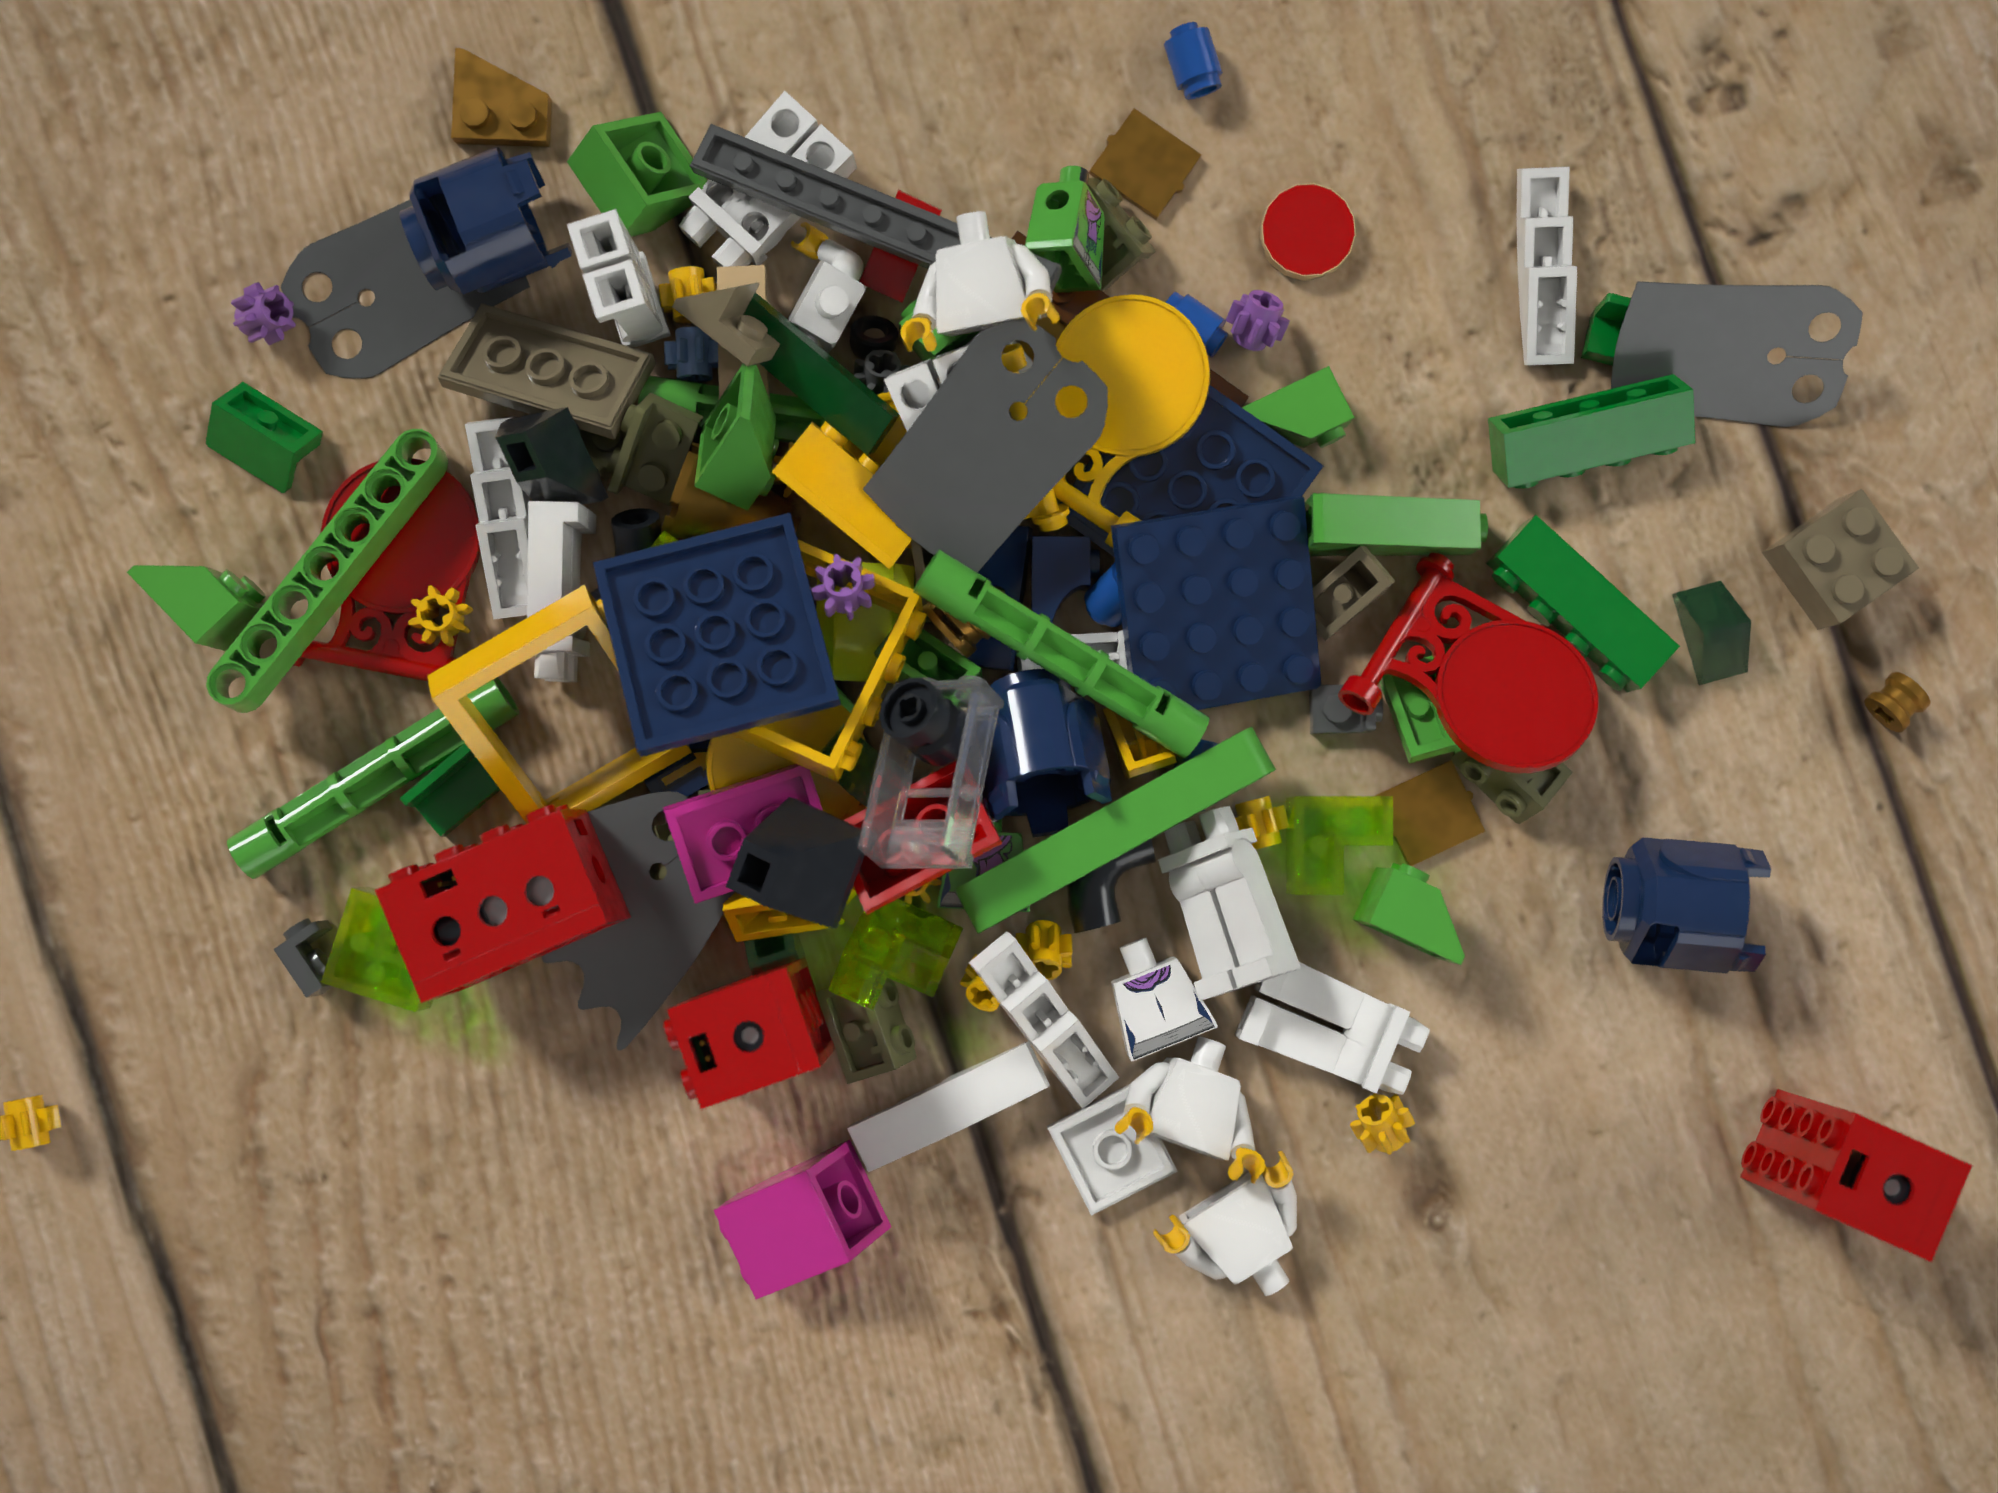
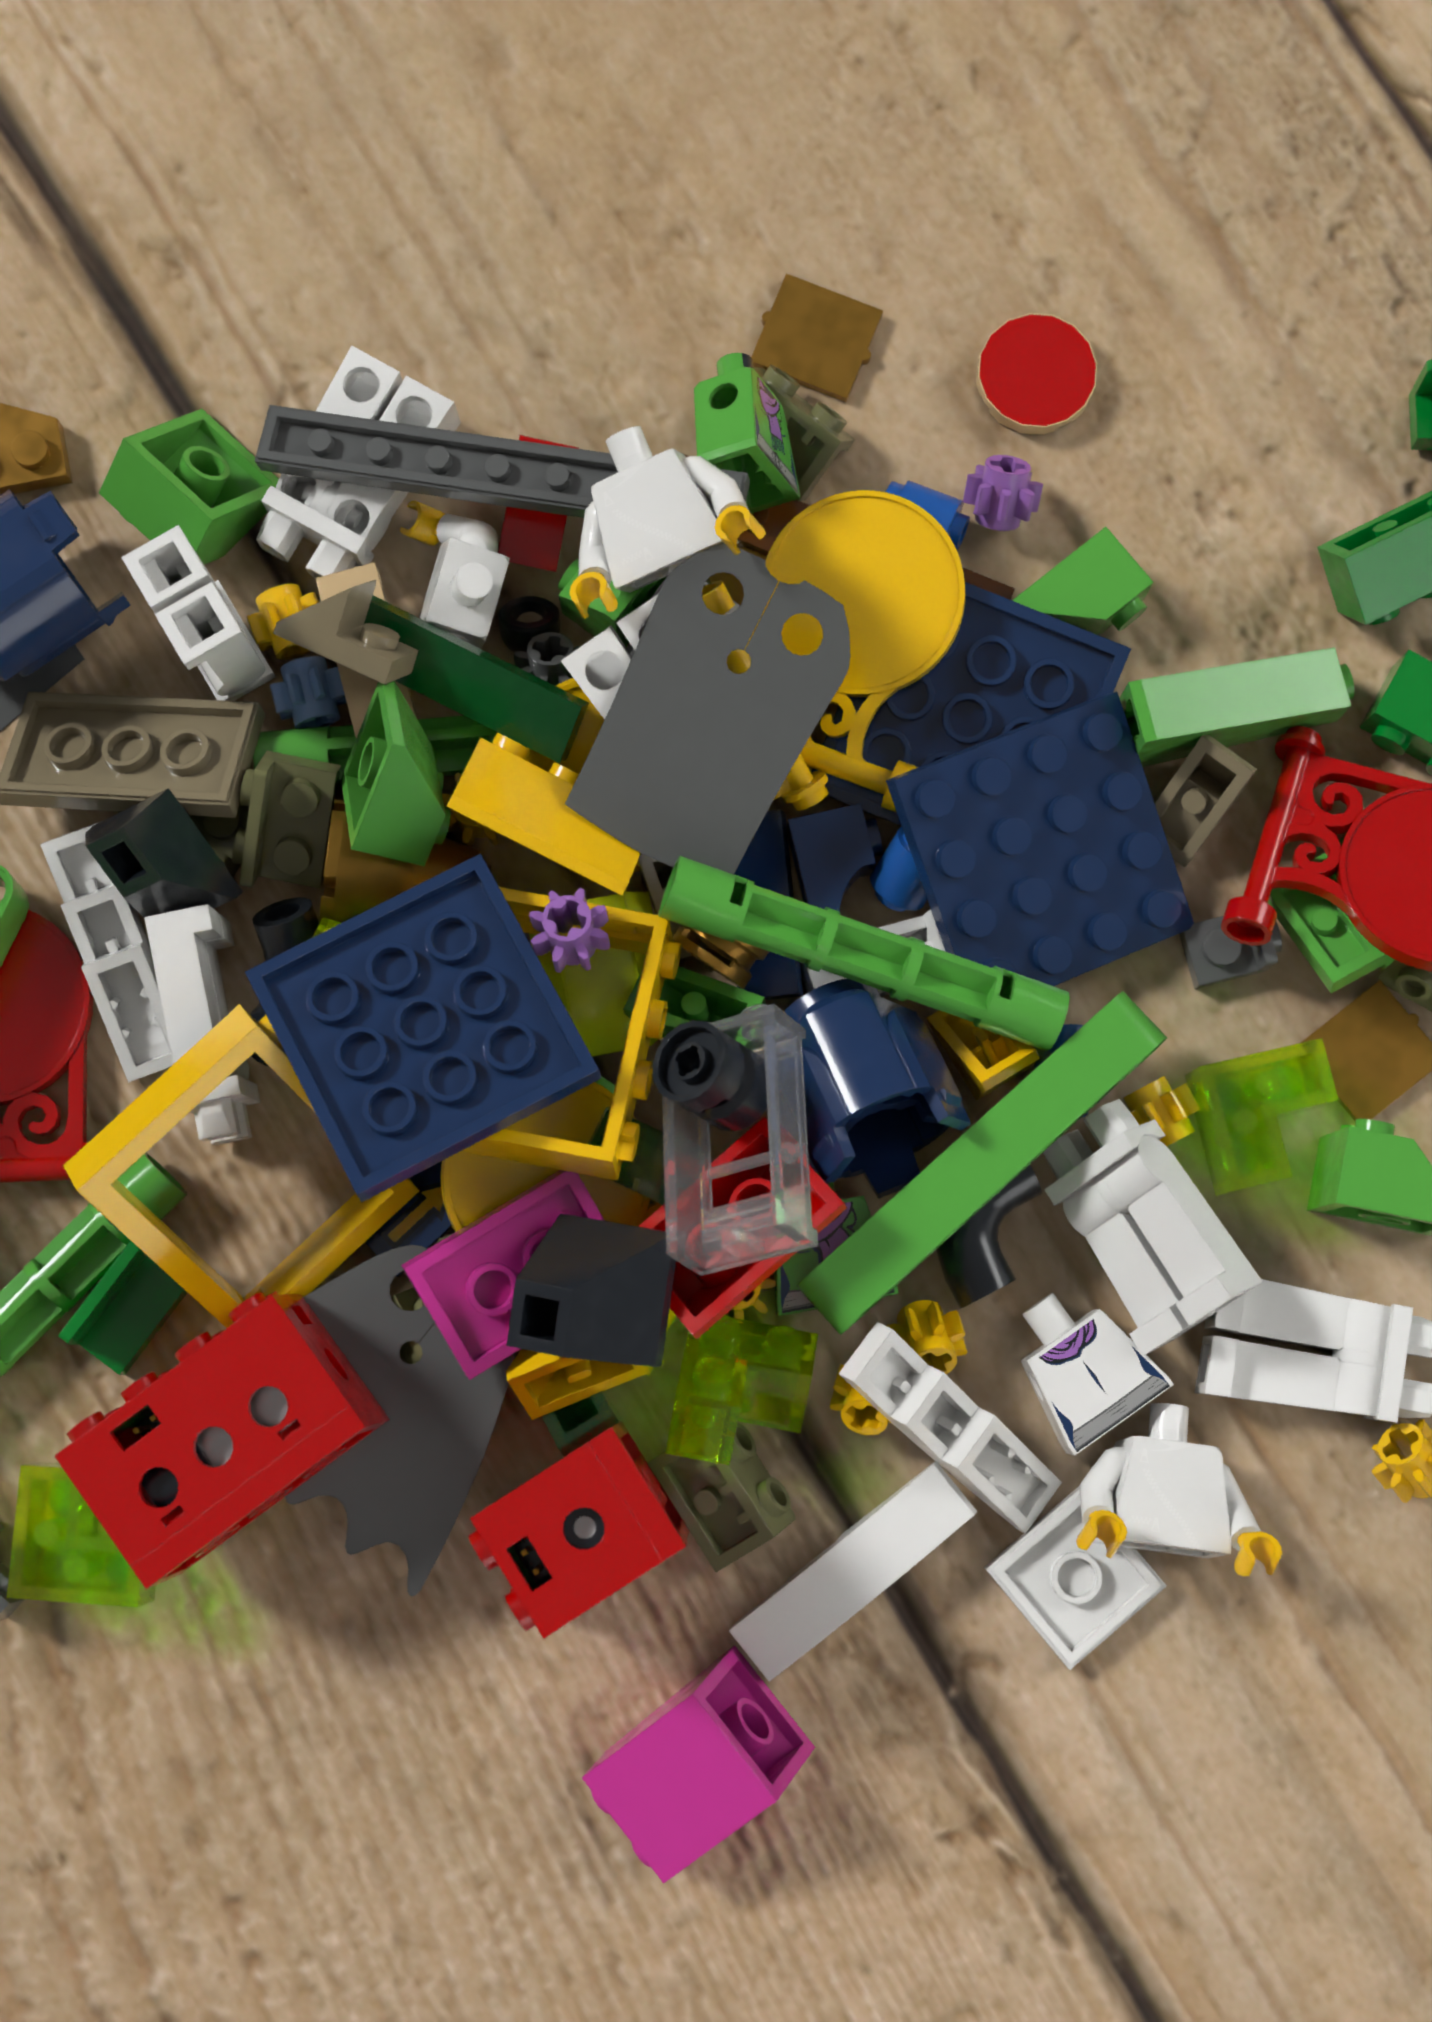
camera: 10 degrees left, 5 degrees down
(452, 622) = (43, 1089): yellow gear -> none
(1193, 60) = (846, 200): blue brick -> none
(1240, 1229) = (1267, 1641): white torso -> none
(1545, 266) = (1339, 350): white slope -> none

